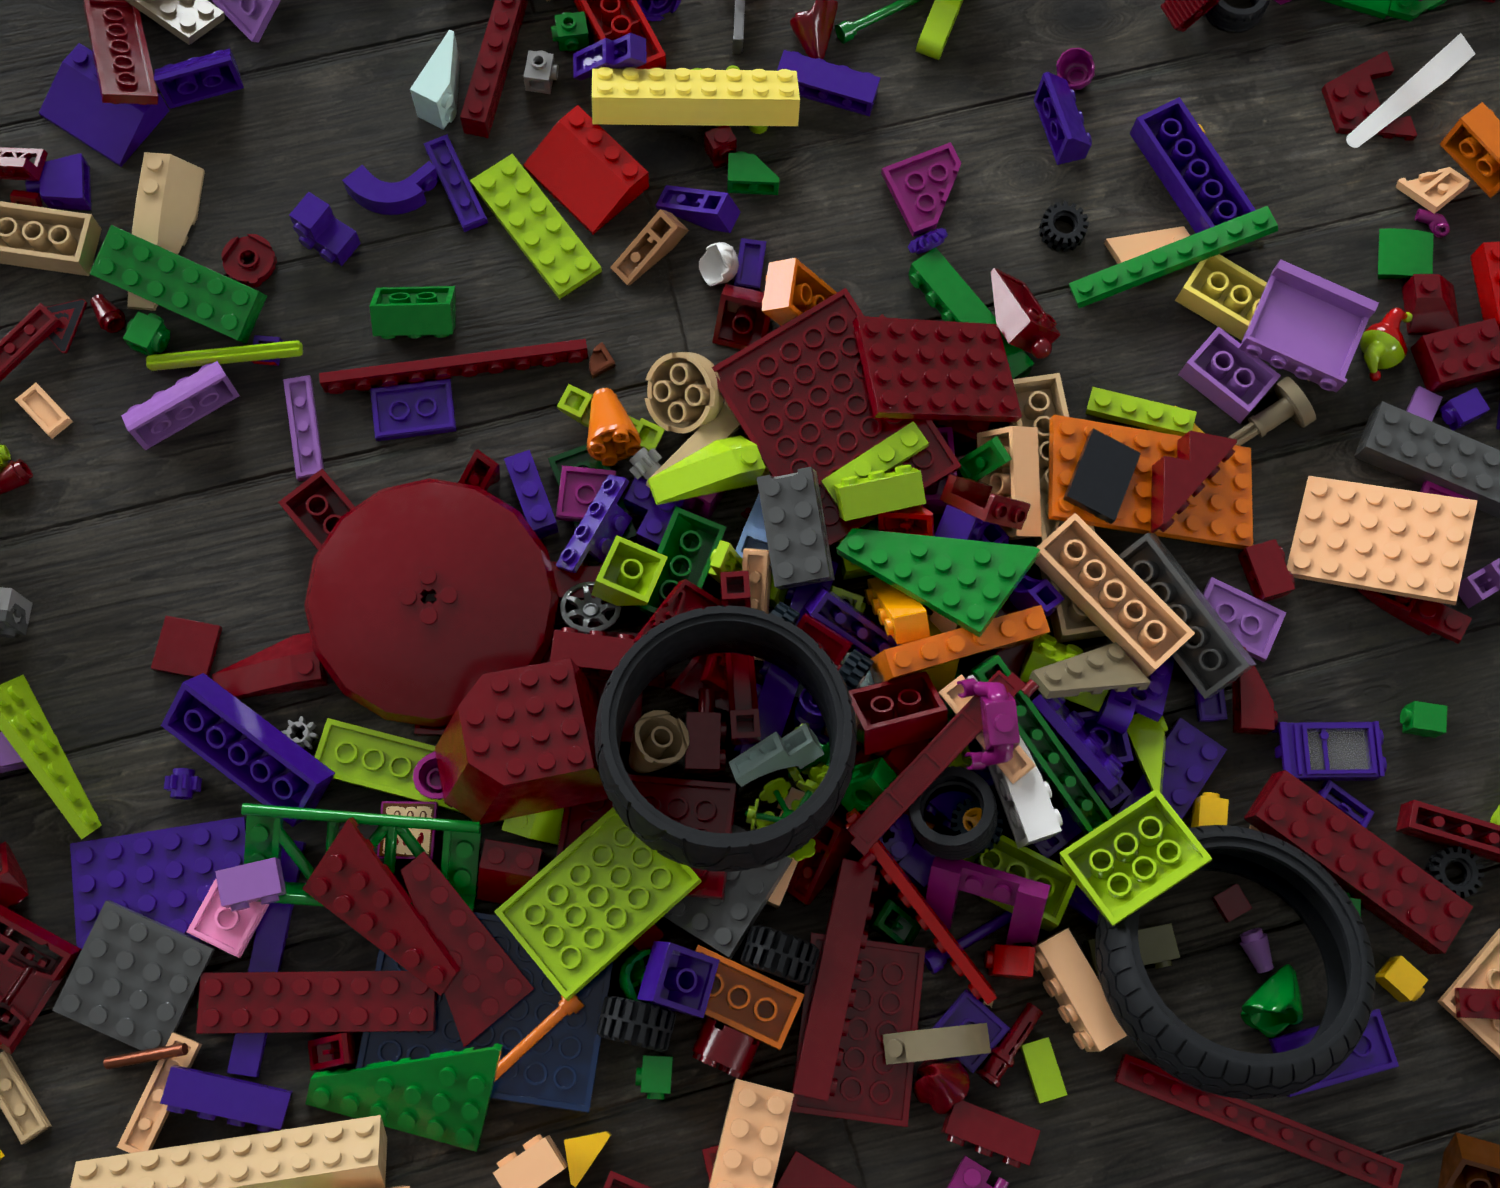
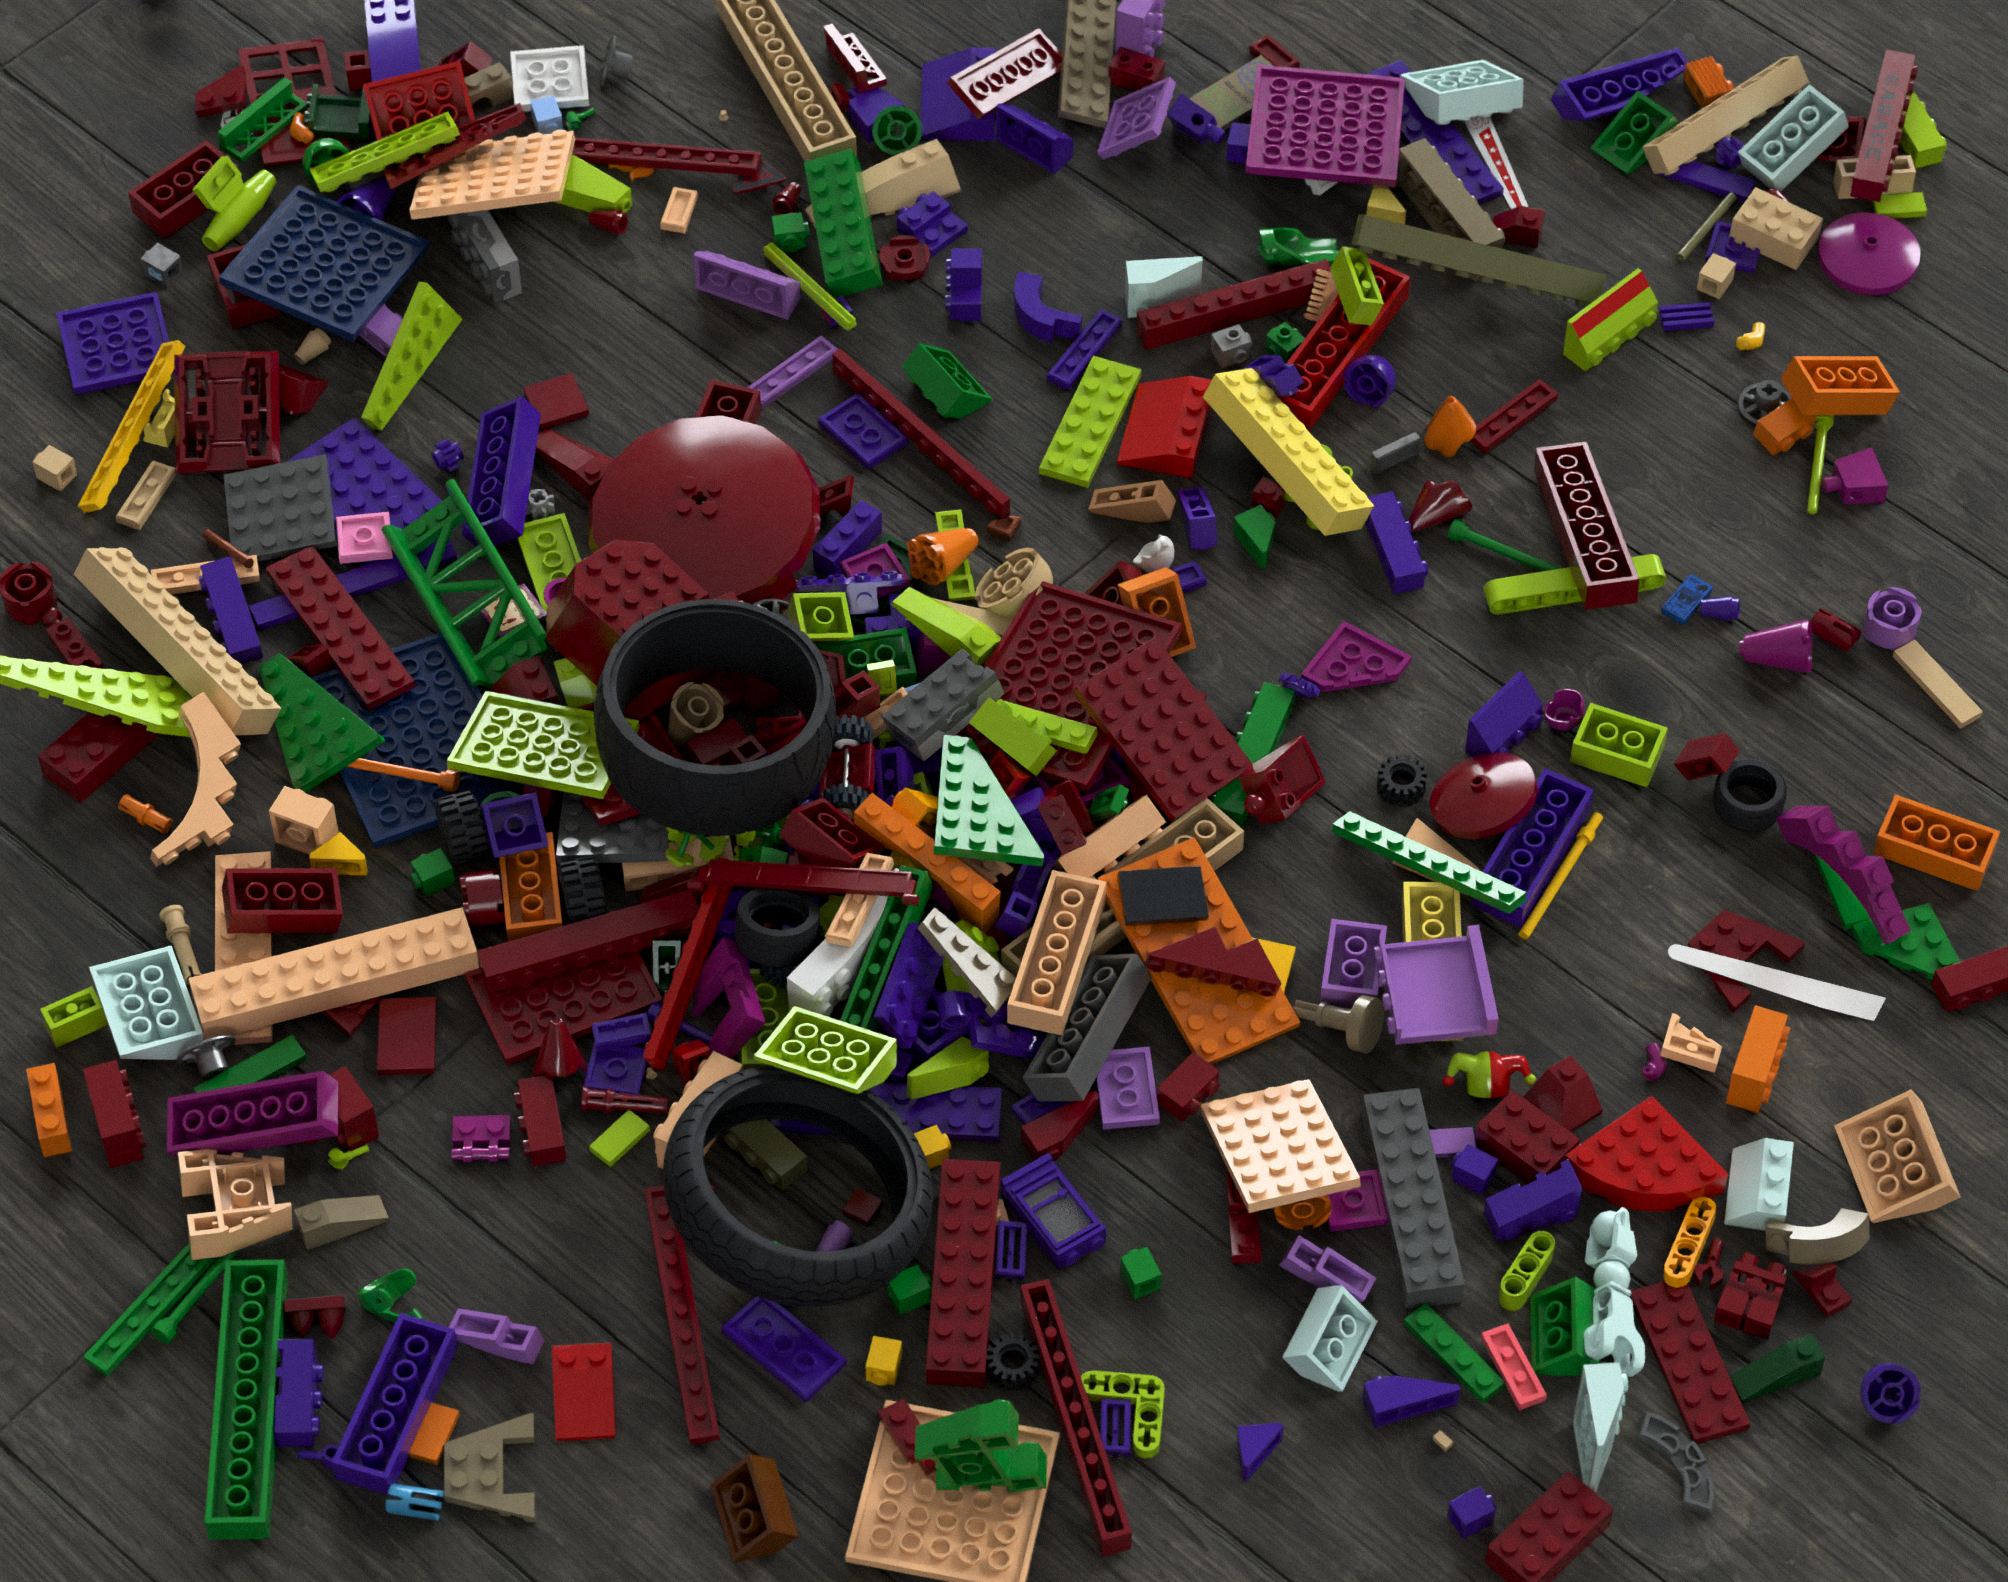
camera: 65 degrees right, 20 degrees down
(107, 177) = (897, 130): none -> green cylinder
(225, 215) = (931, 222): none -> dark purple plate
(251, 883) = (398, 524): medium lavender brick -> none
(374, 903) = (435, 606): dark red wing -> none
(488, 977) = (434, 701): dark red wing -> none
(645, 463) = (930, 586): light grey gear -> none
(936, 1043) = (591, 1037): dark tan arch -> none
(941, 1002) = (621, 1032): none -> dark purple plate
(998, 722) = (859, 884): magenta torso -> none
(1132, 199) = (1483, 796): none -> dark red dish
(1136, 53) = (1618, 745): none -> lime brick
(1140, 412) = (1266, 921): lime plate -> none
(1404, 253) = (1600, 1053): green slope -> none

